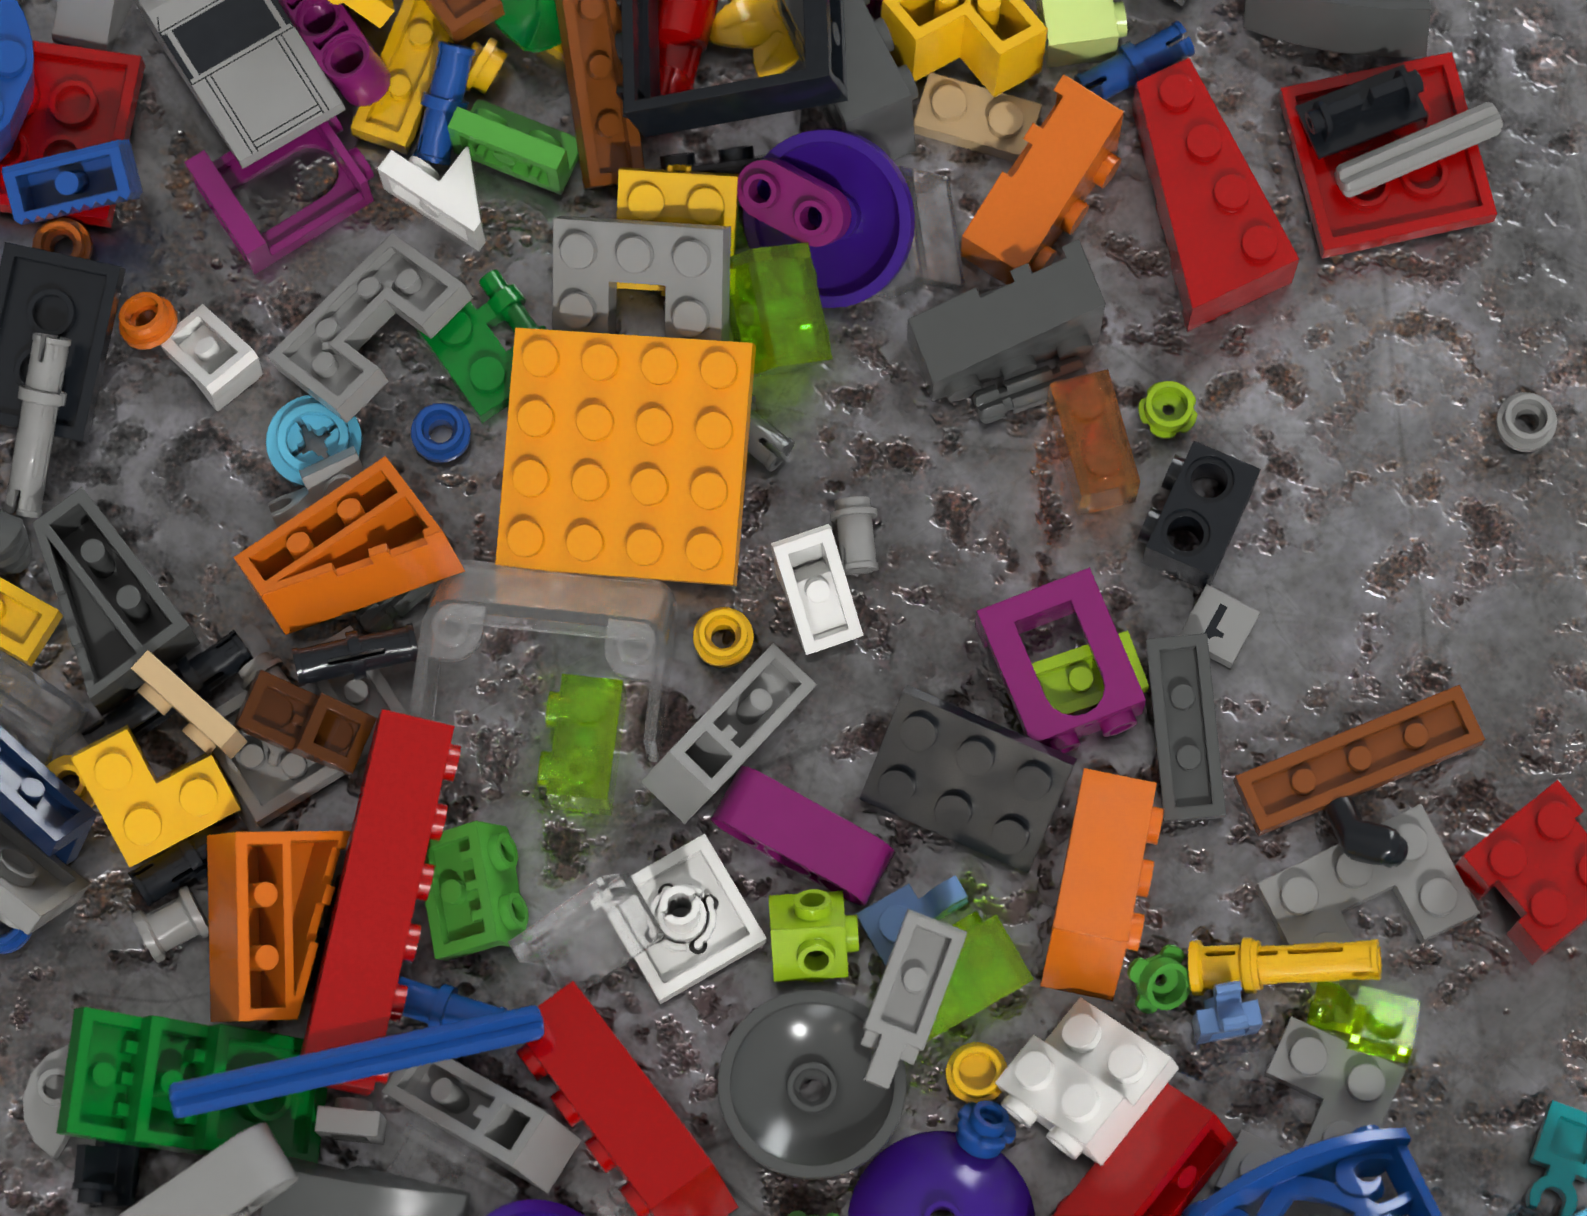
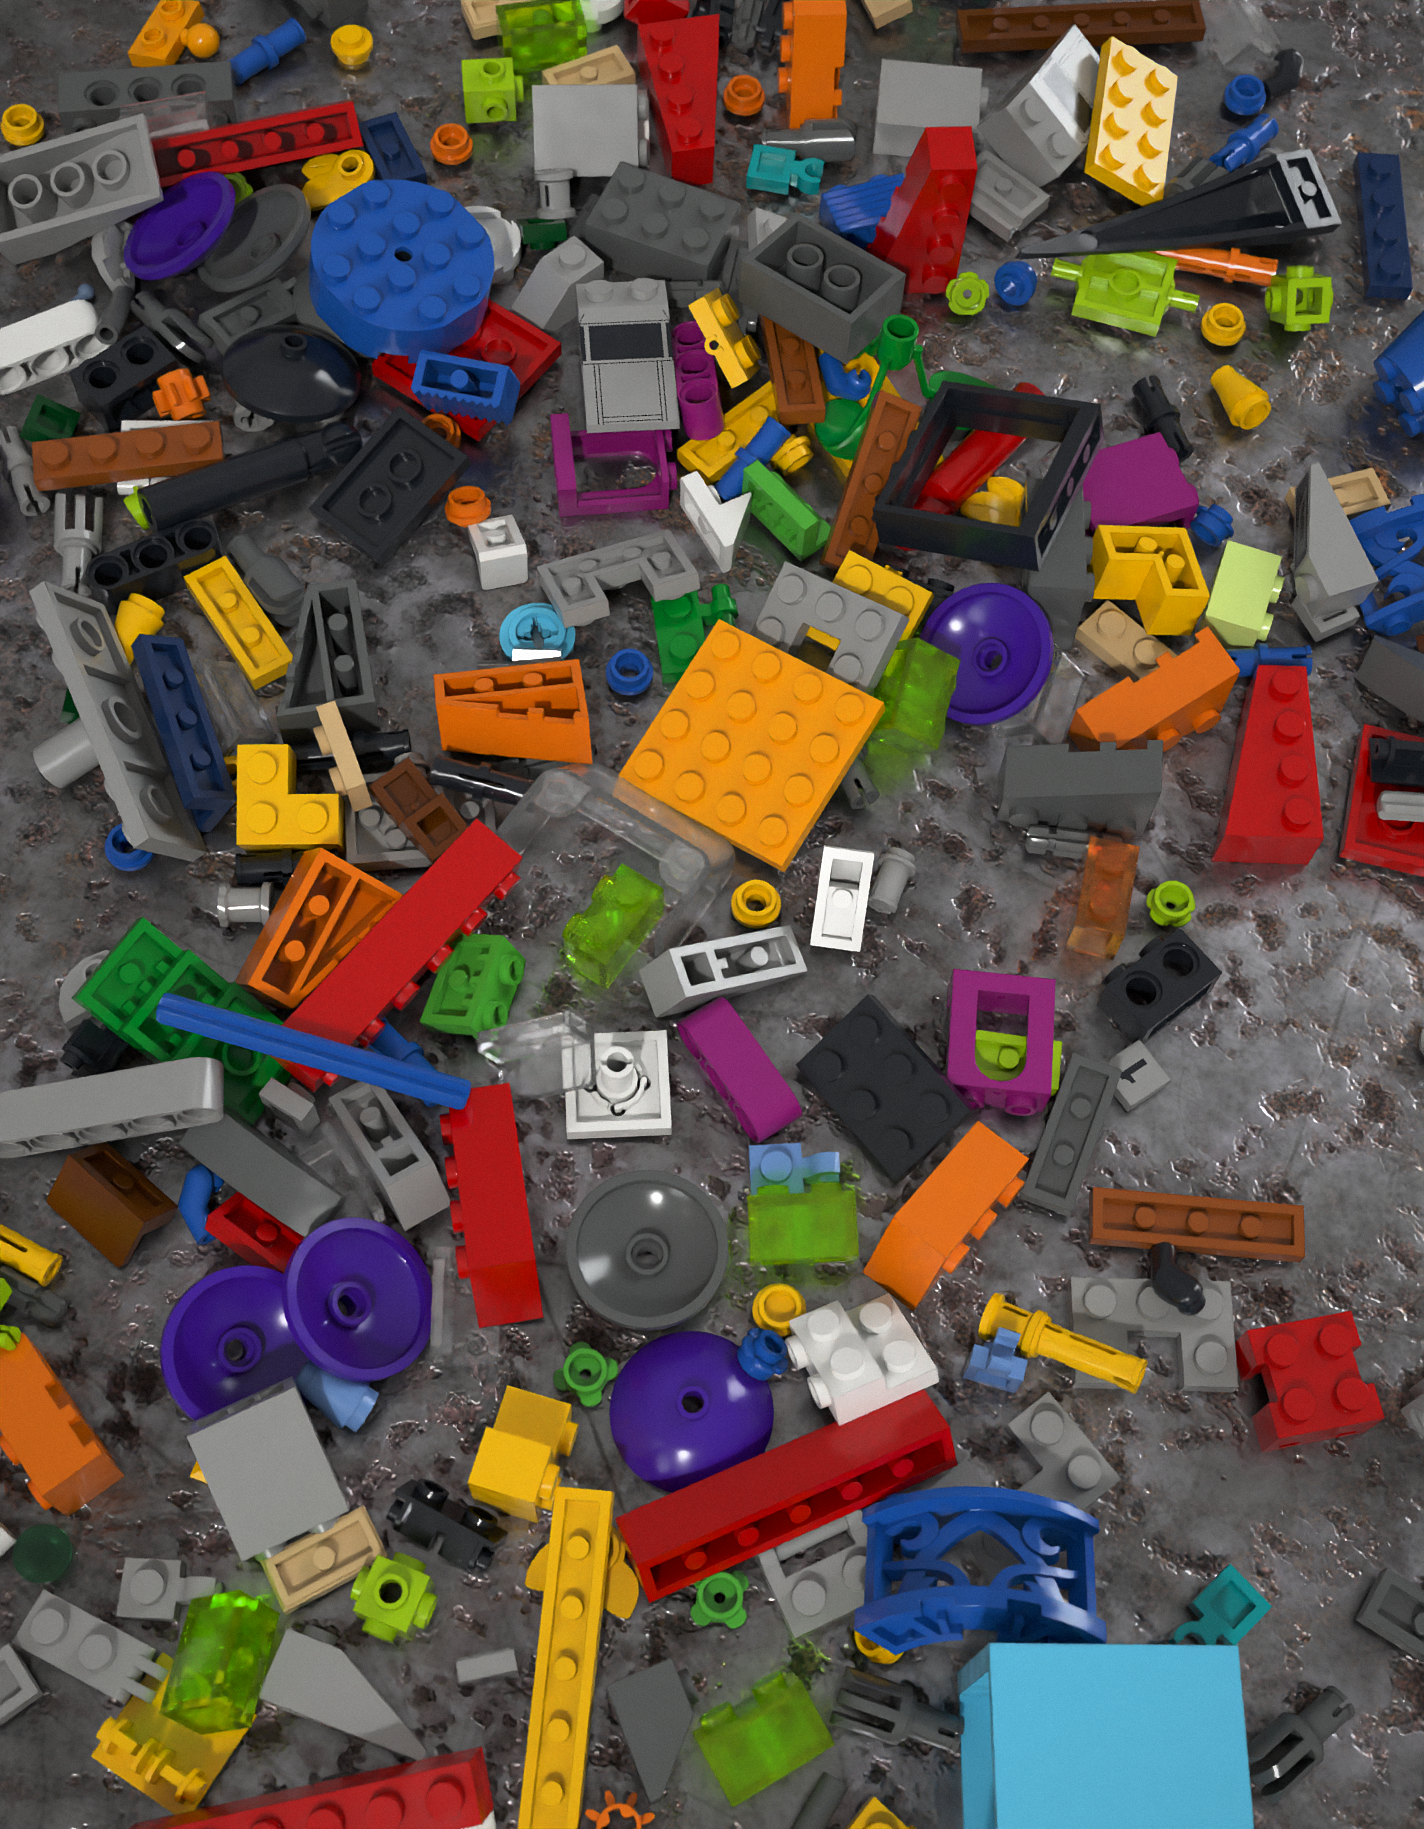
camera: 20 degrees right, 10 degrees down
(37, 422) = (353, 528): light grey pin -> none
(790, 200) = (963, 625): magenta plate -> none
(811, 936) = (705, 1141): lime brick -> none
(909, 994) = (755, 1214): light grey hinge -> none
(1171, 989) = (958, 1325): bright green plate -> none
(1375, 1020) = (1112, 1427): clear neon green plate -> none

